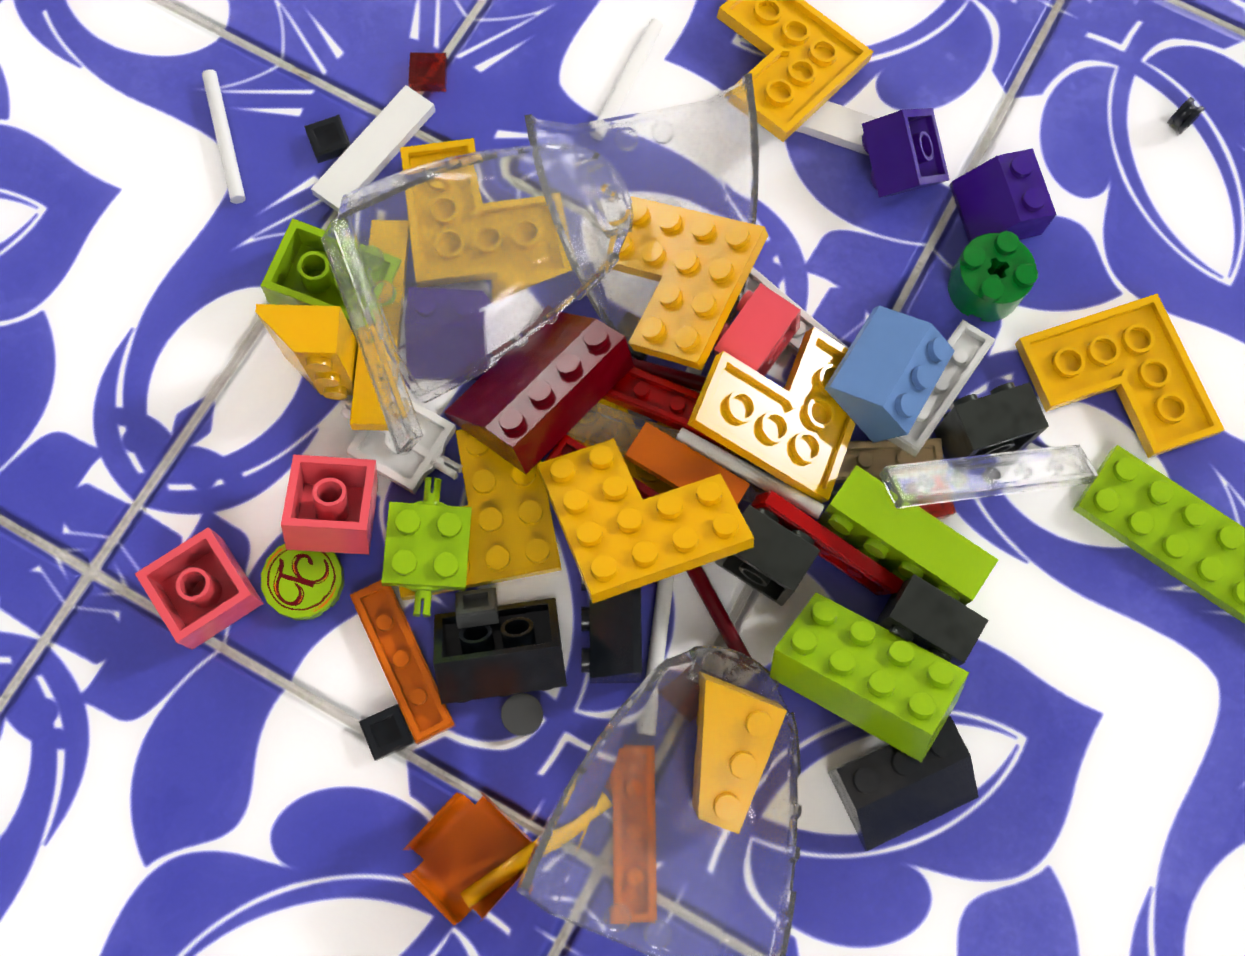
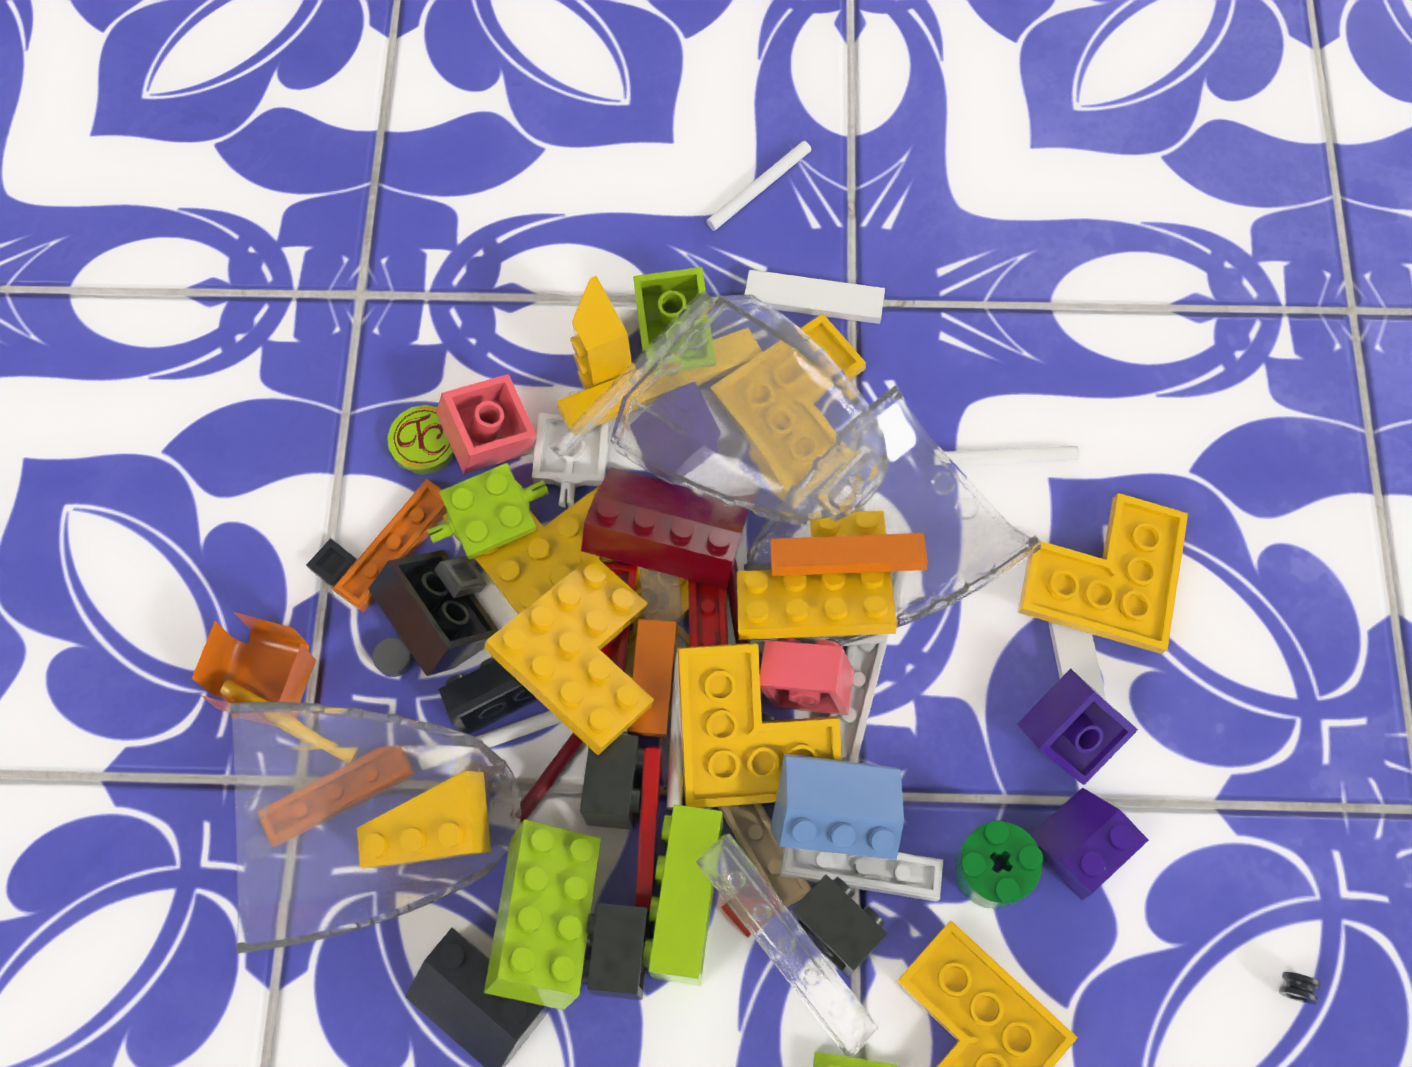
camera: 70 degrees right, 5 degrees down
(199, 589) = (375, 370): coral brick -> none
(327, 138) = (803, 258): black tile -> none
(428, 72) = (911, 299): clear red tile -> none
(670, 237) = (848, 554): none -> orange tile

